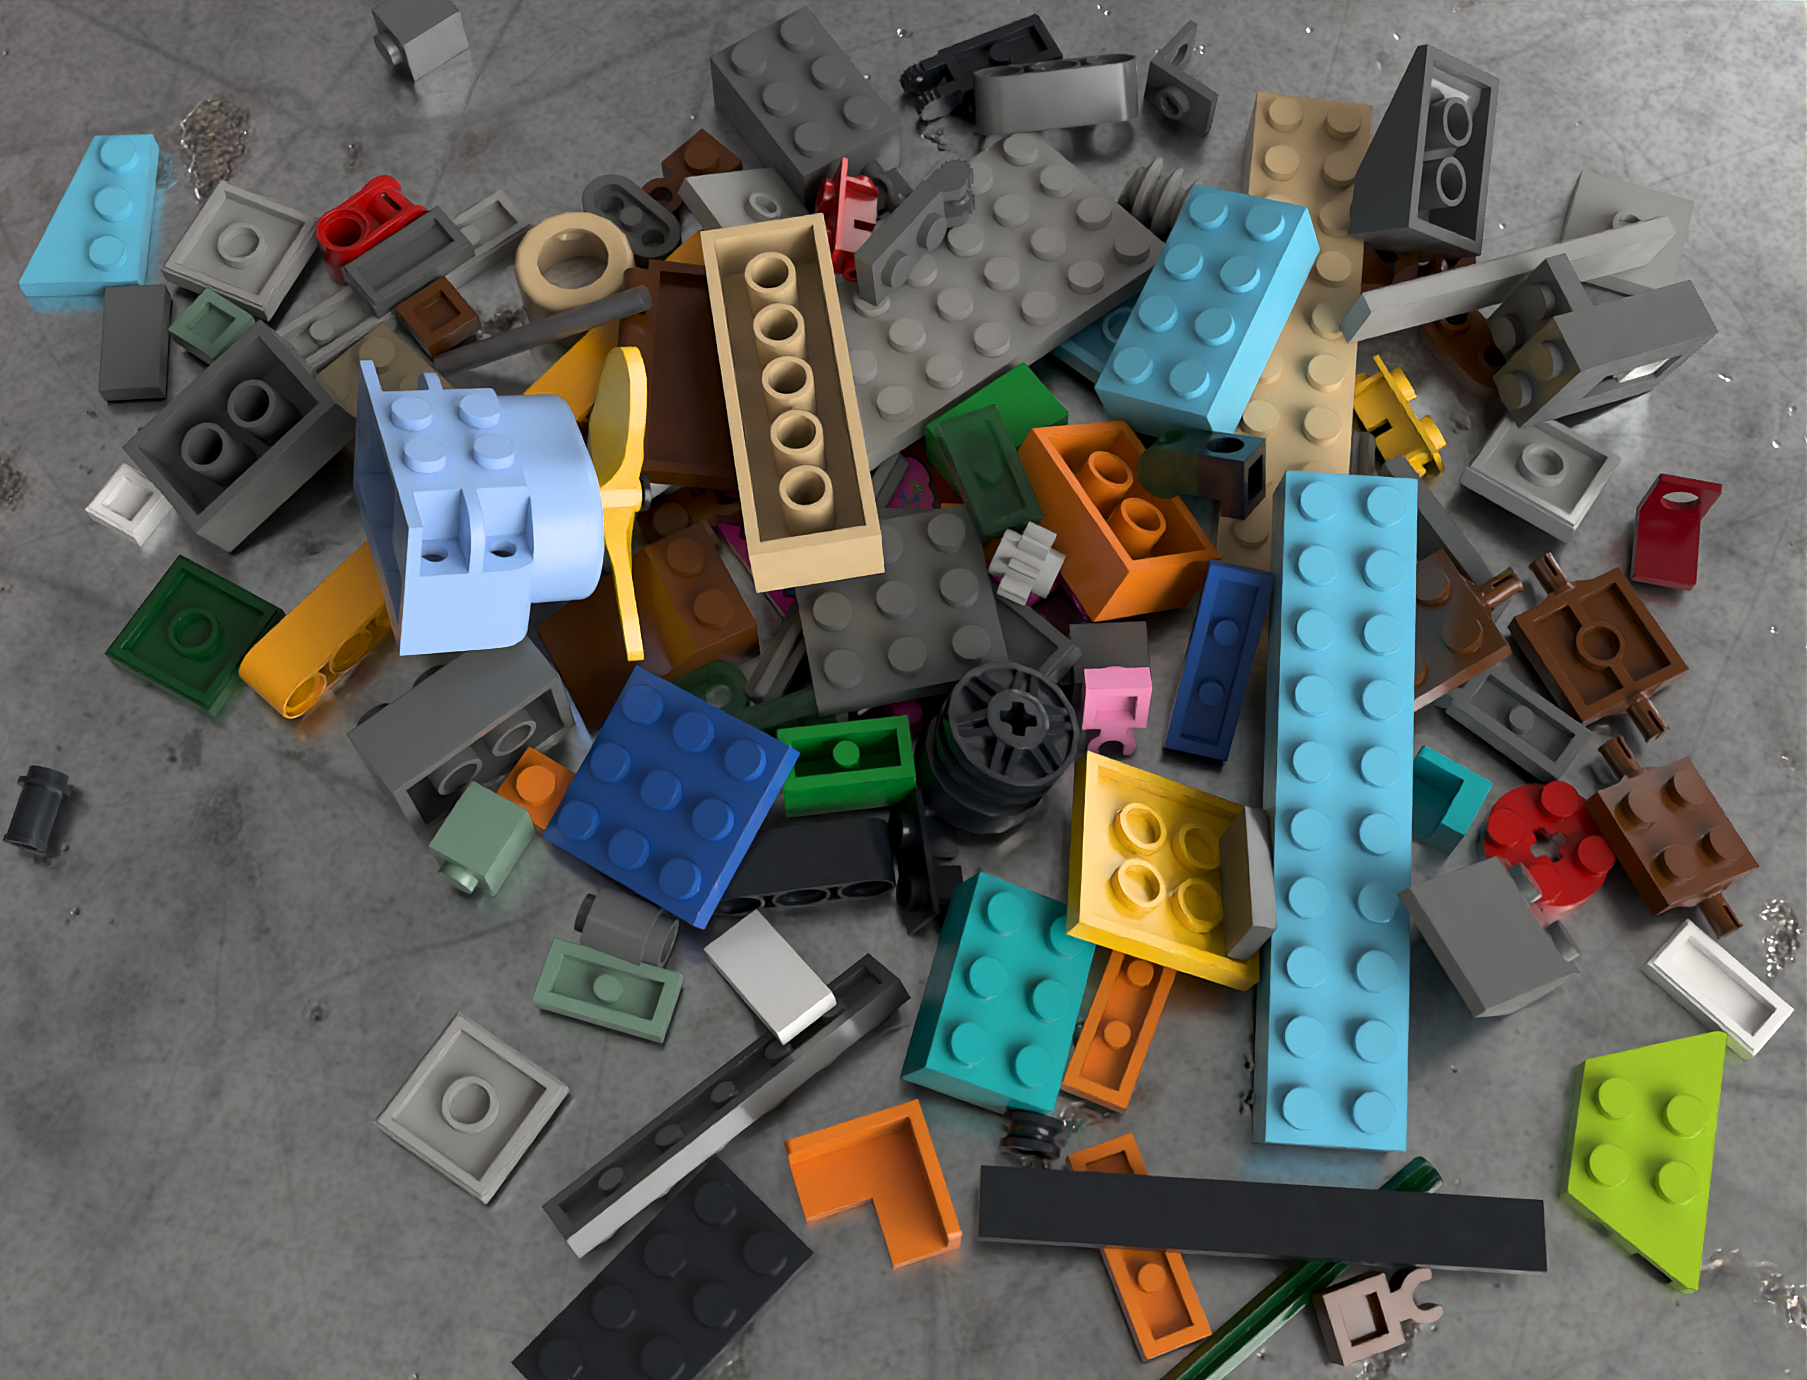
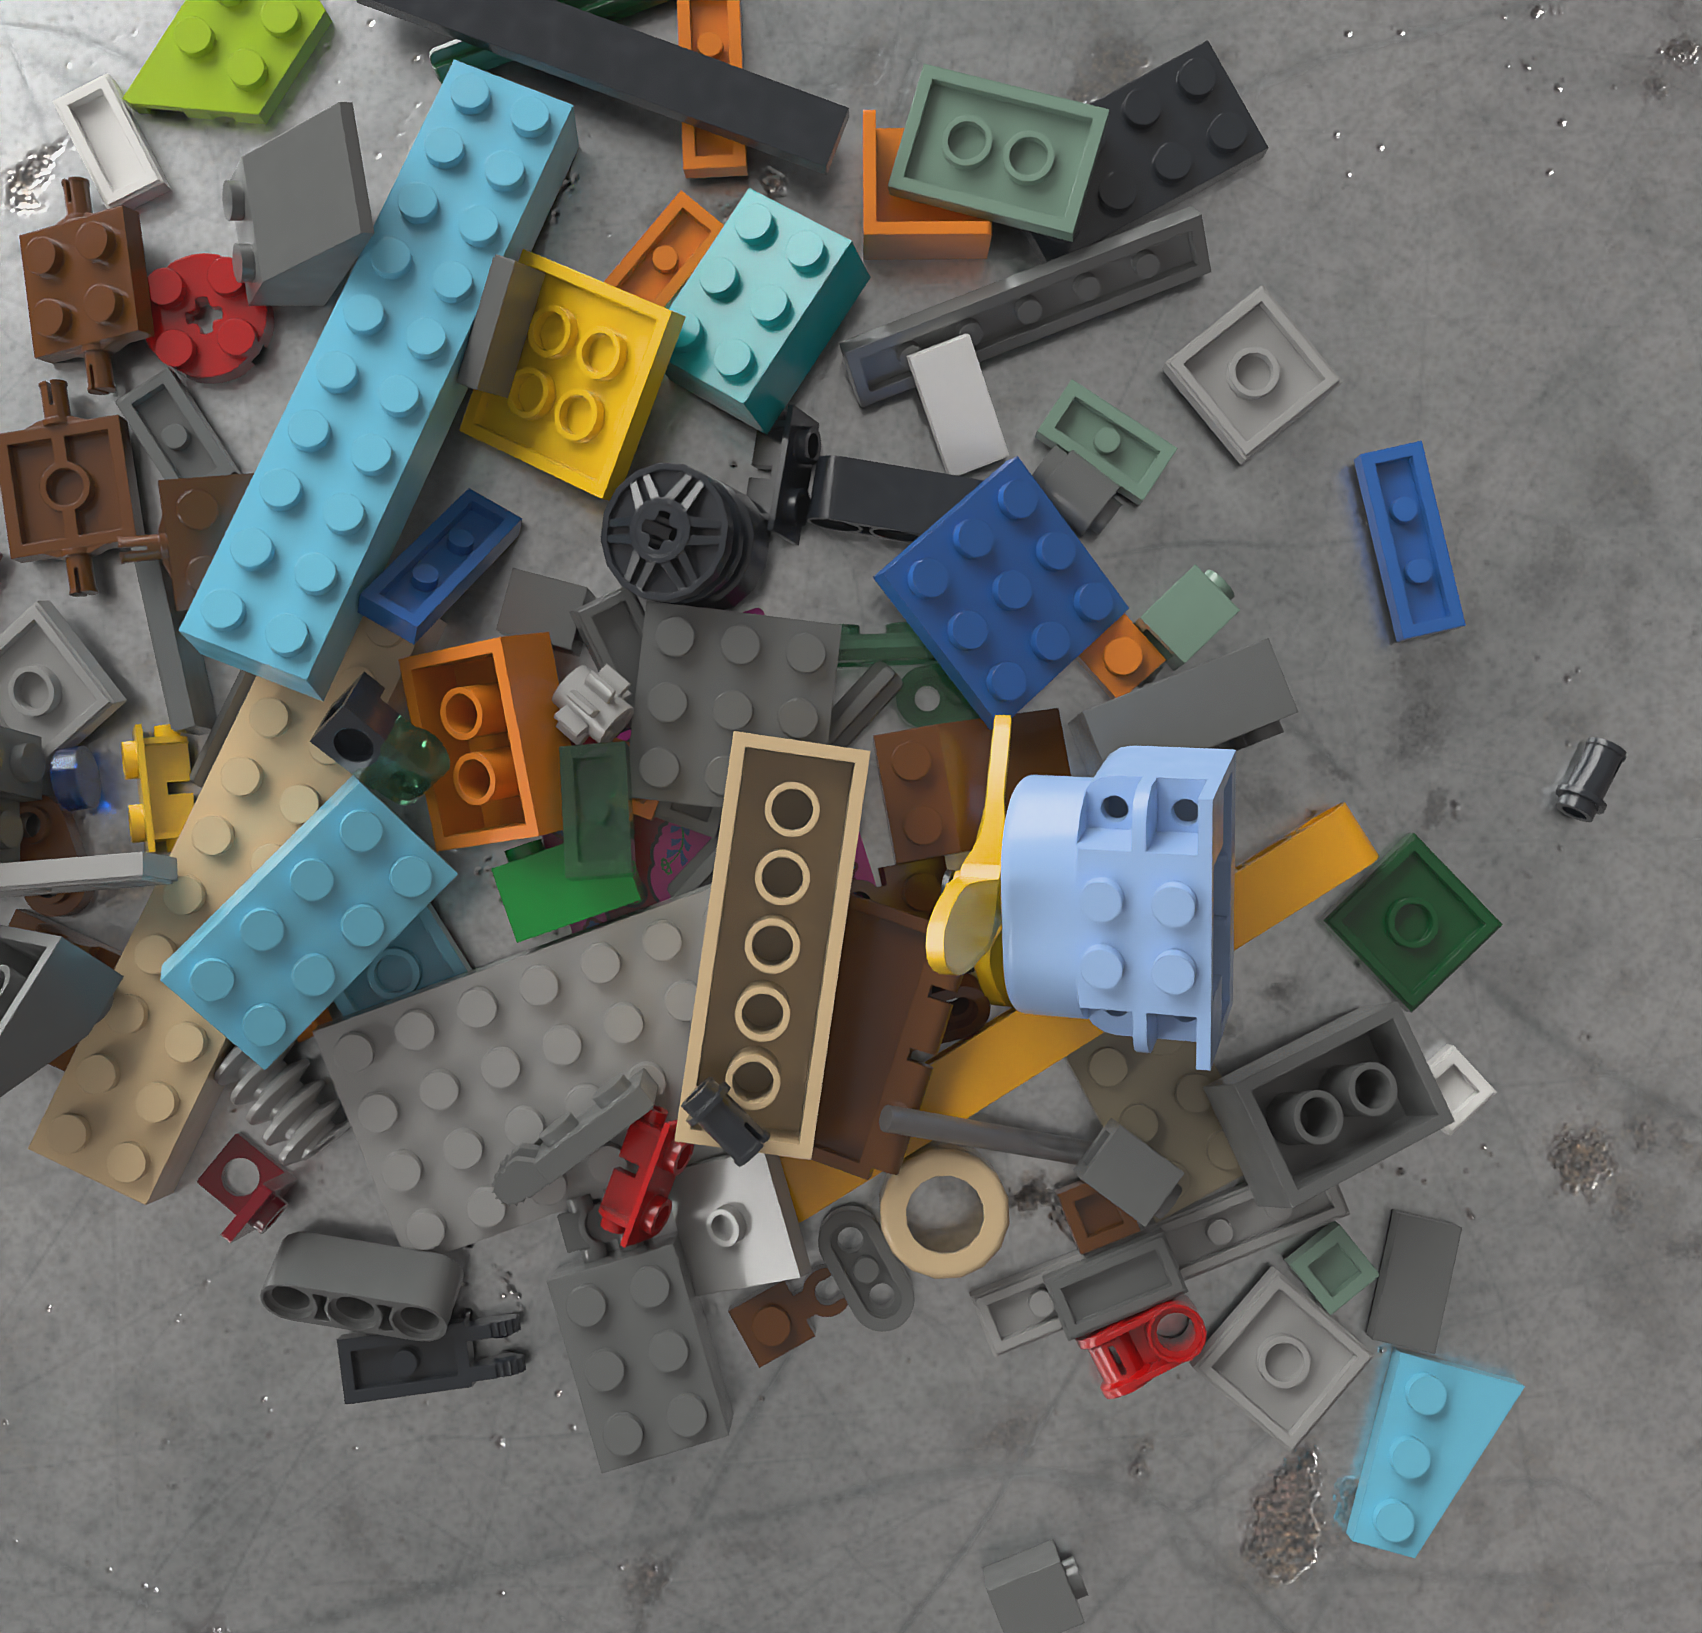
camera: 160 degrees left, 20 degrees up
(268, 985) = (1409, 541): none -> blue plate
(416, 333) = (1130, 1173): none -> dark grey brick
(796, 233) = (724, 1121): none -> black pin
(803, 1240) = (998, 152): none -> sand green plate
(849, 766) = (825, 575): green brick -> none
(1031, 1135) = (774, 187): black bush -> none
(1114, 704) = (555, 554): bright pink plate -> none
(1171, 139) = (262, 1206): none -> dark red bracket
(1174, 90) = (233, 1259): dark grey bracket -> none
(1444, 799) = (273, 370): teal panel -> none
(1472, 406) = (75, 778): none -> tile

